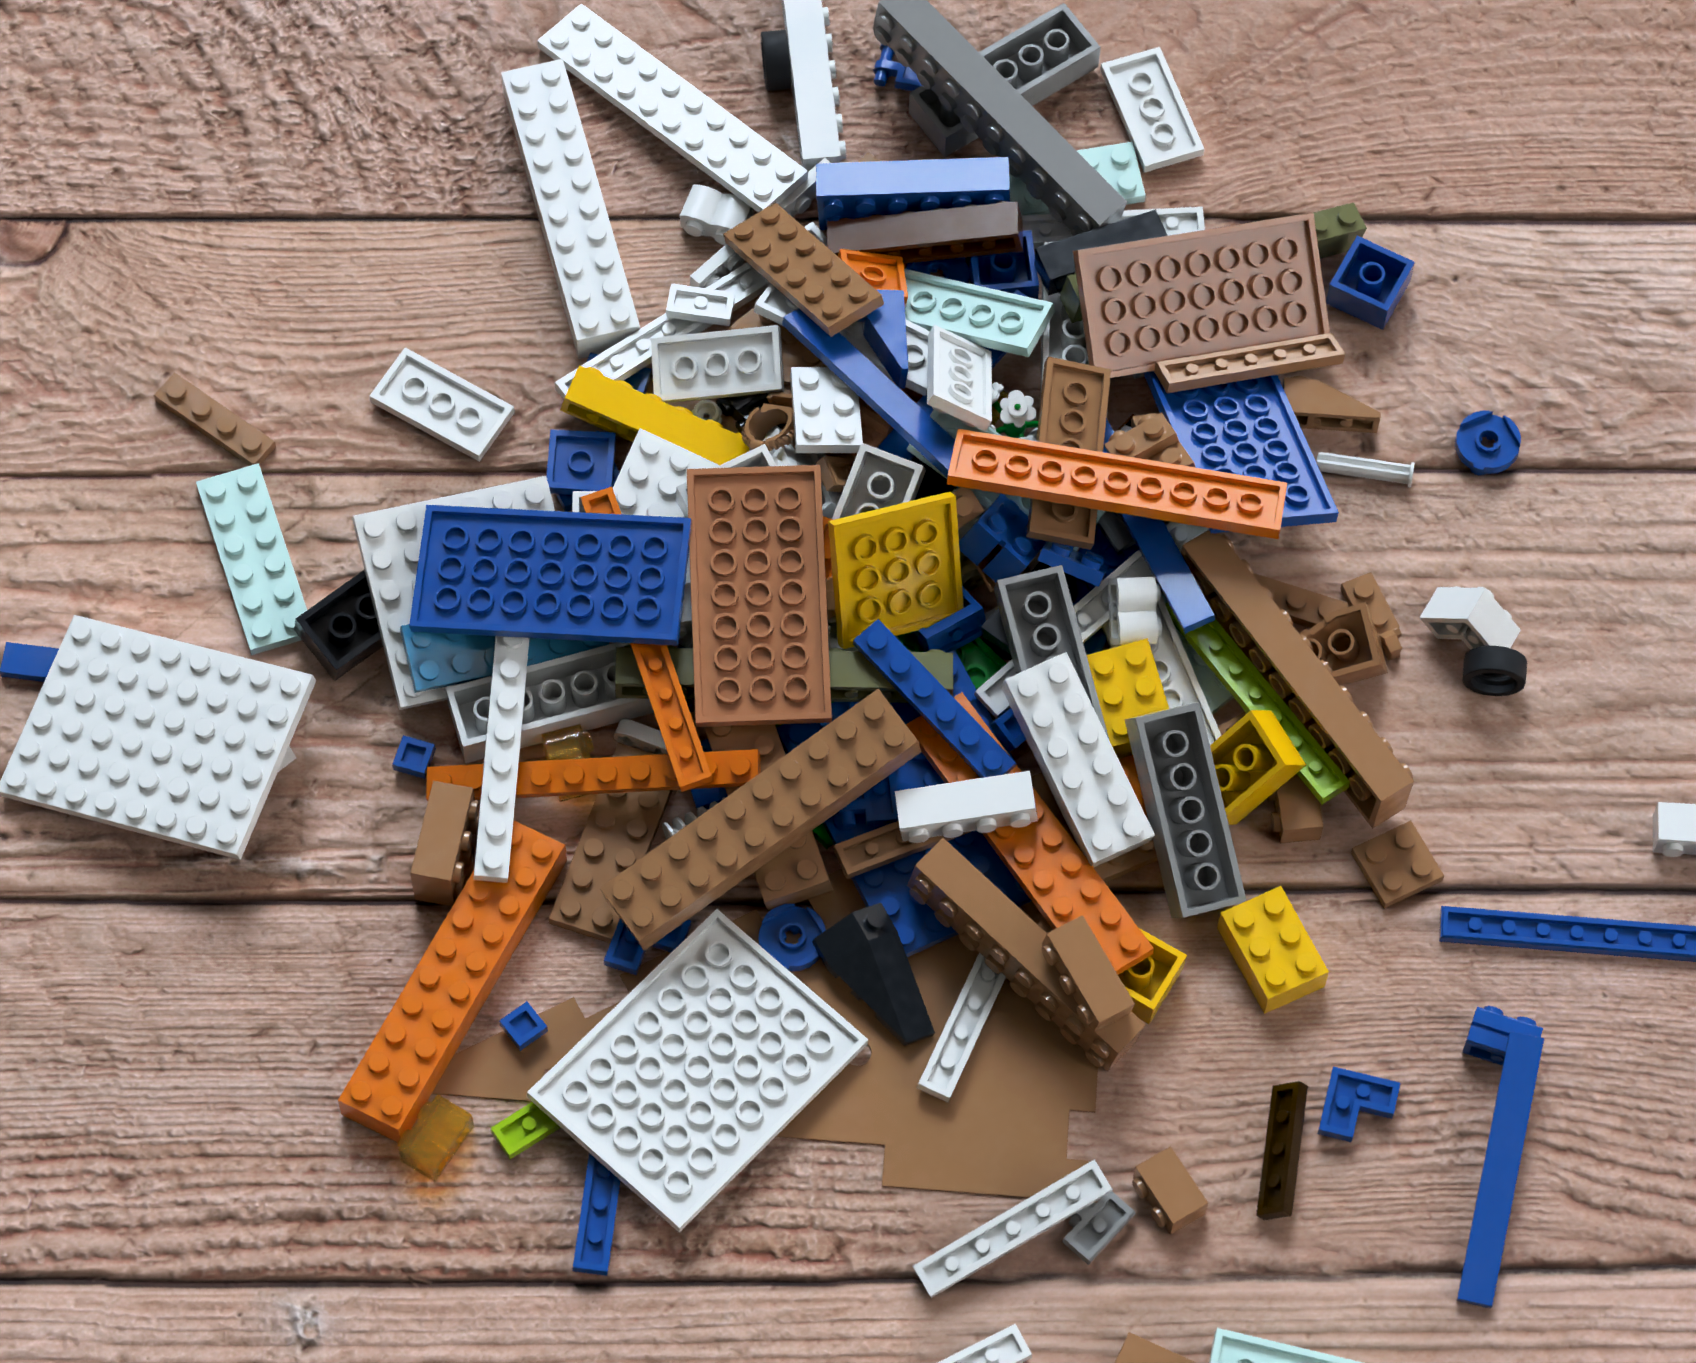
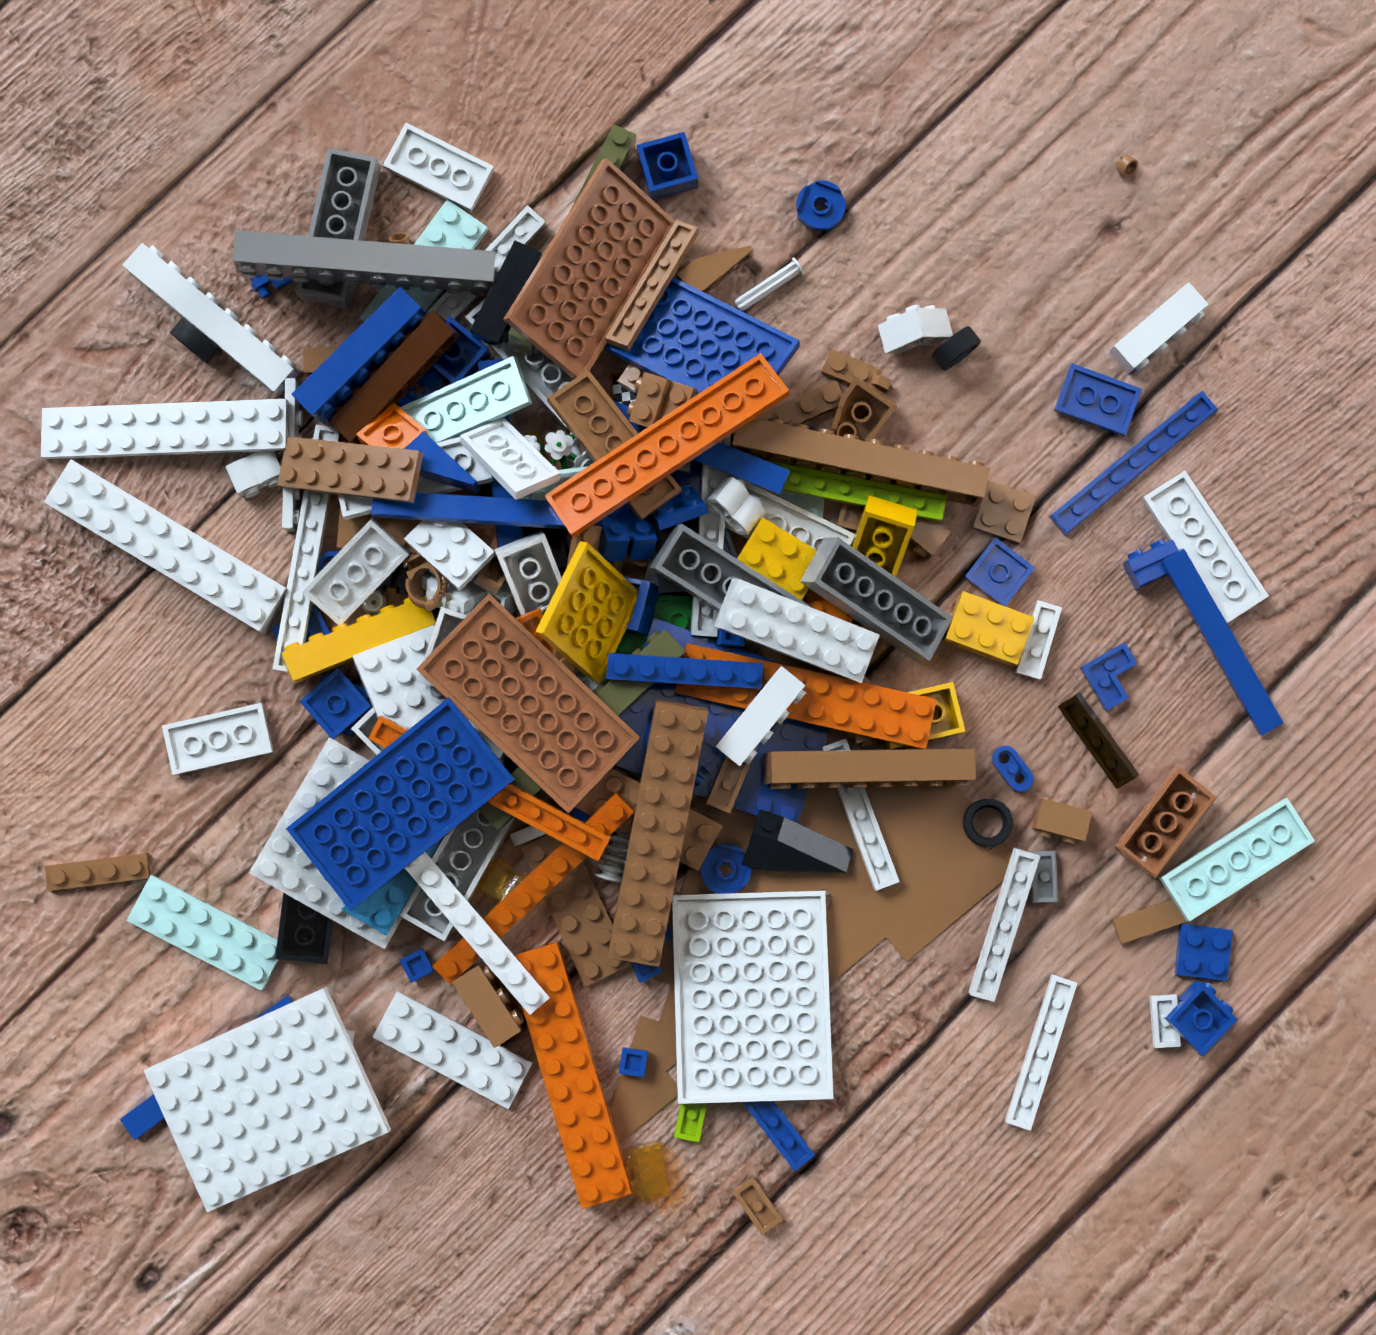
camera: 45 degrees left, 20 degrees up
(367, 863) = (452, 1049): none -> white plate
(504, 1268) = (757, 1205): none -> medium nougat plate
(700, 304) = (307, 542): white plate -> none
(1087, 974) = (923, 755): medium nougat brick -> none
(1099, 1100) = (1007, 824): none -> black tyre
(1168, 1101) = (1012, 768): none -> blue plate
(1272, 1279) = (1165, 822): none -> nougat brick
(1314, 1007) = (1039, 640): none -> white plate
(1337, 911) = (999, 572): none -> blue plate
(1572, 1072) = (1193, 526): none -> white plate
(1595, 843) = (1097, 399): none -> blue plate

